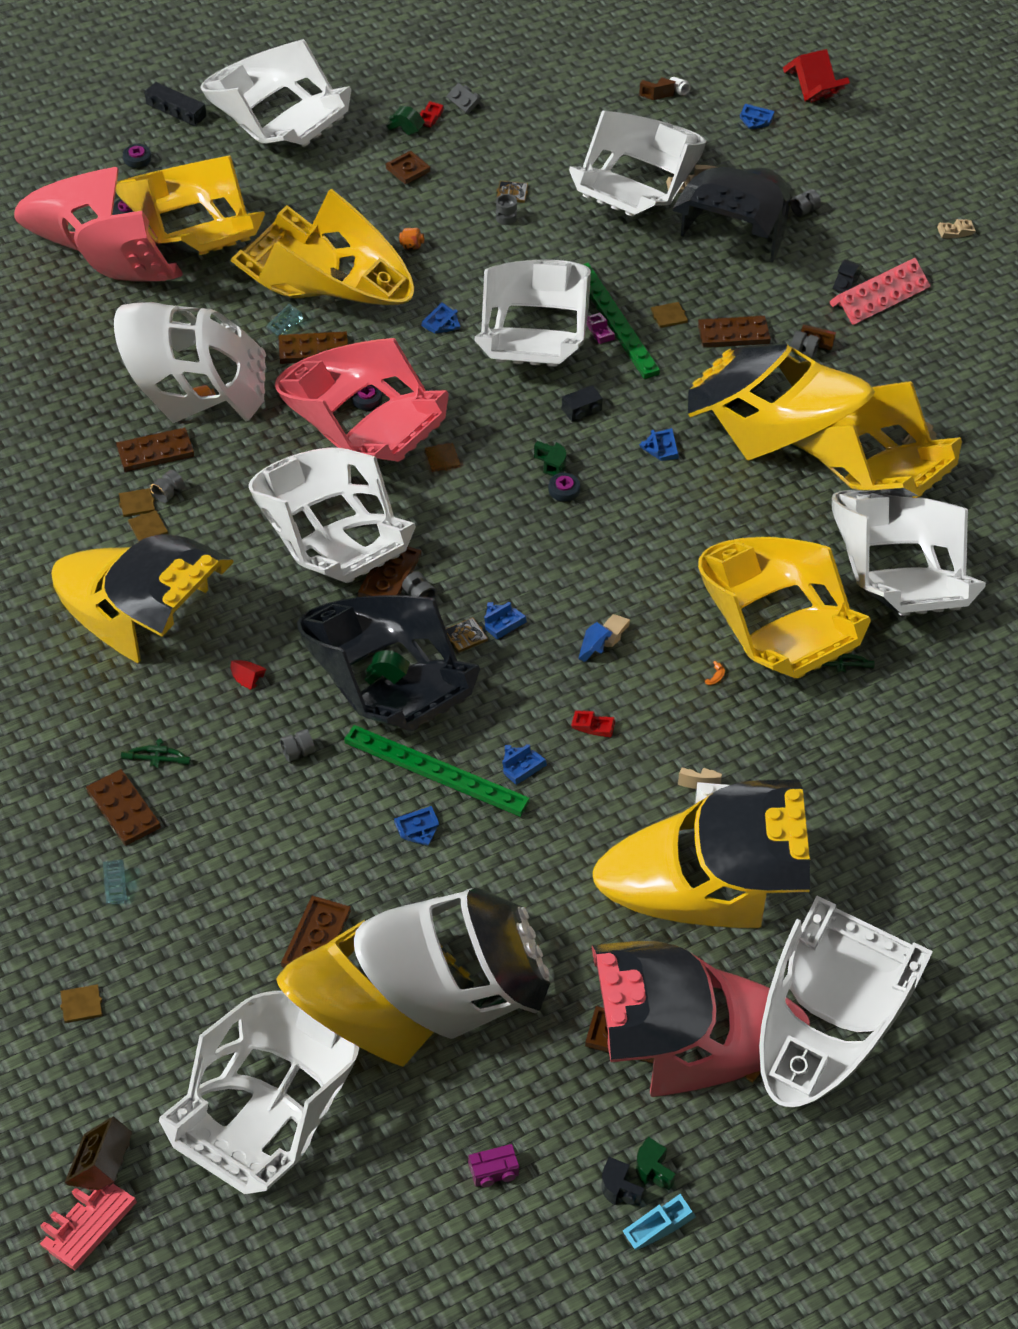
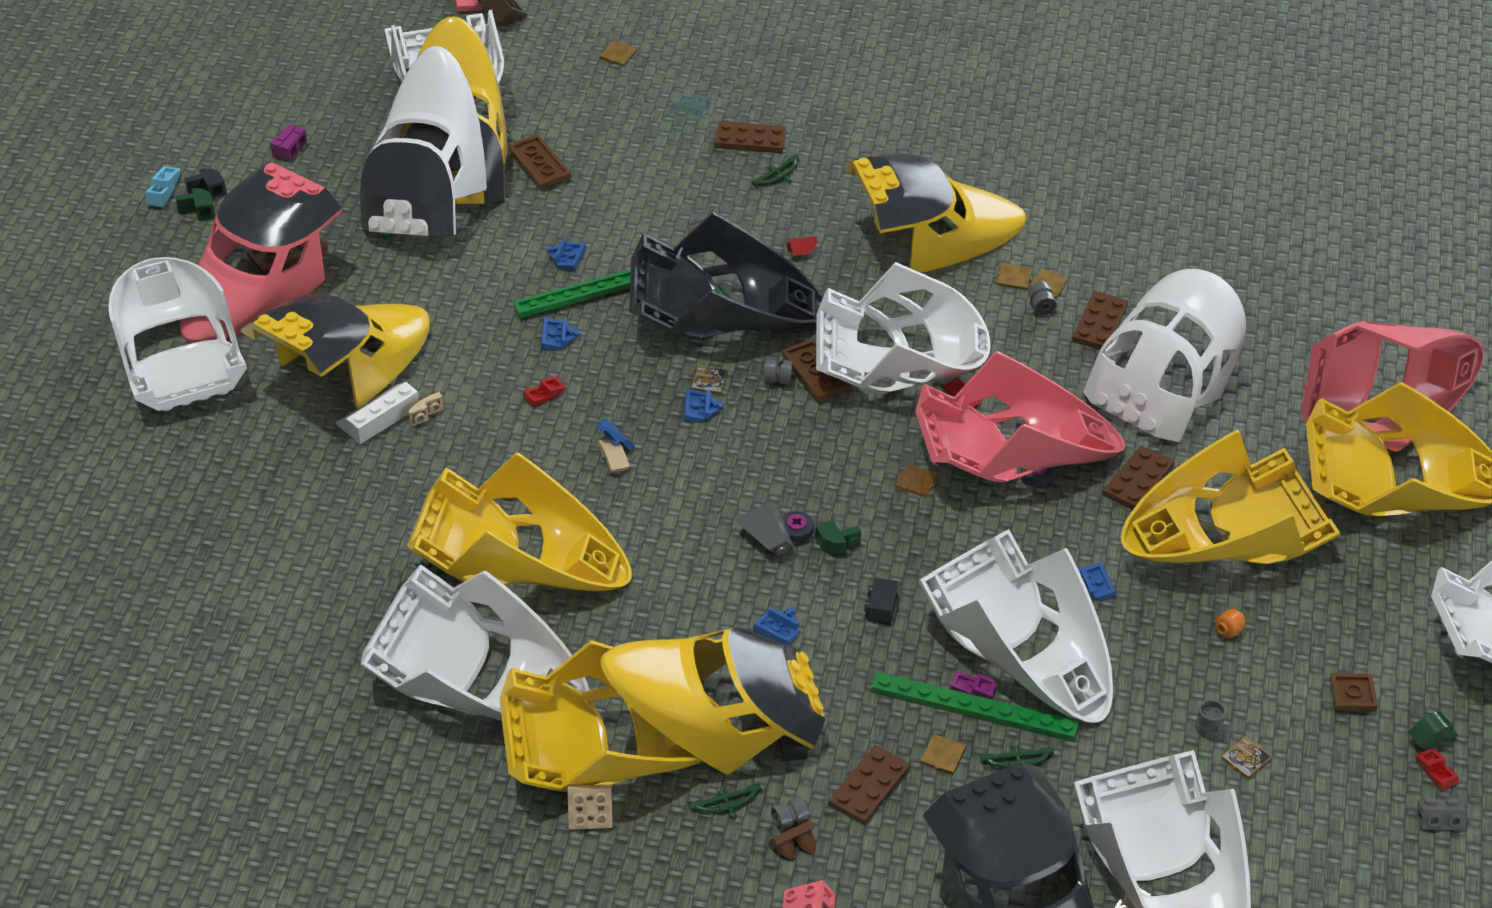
camera: 130 degrees right, 5 degrees down
(590, 494) = (767, 527): none -> dark grey slope
(635, 277) = (1016, 753): none -> dark green piece

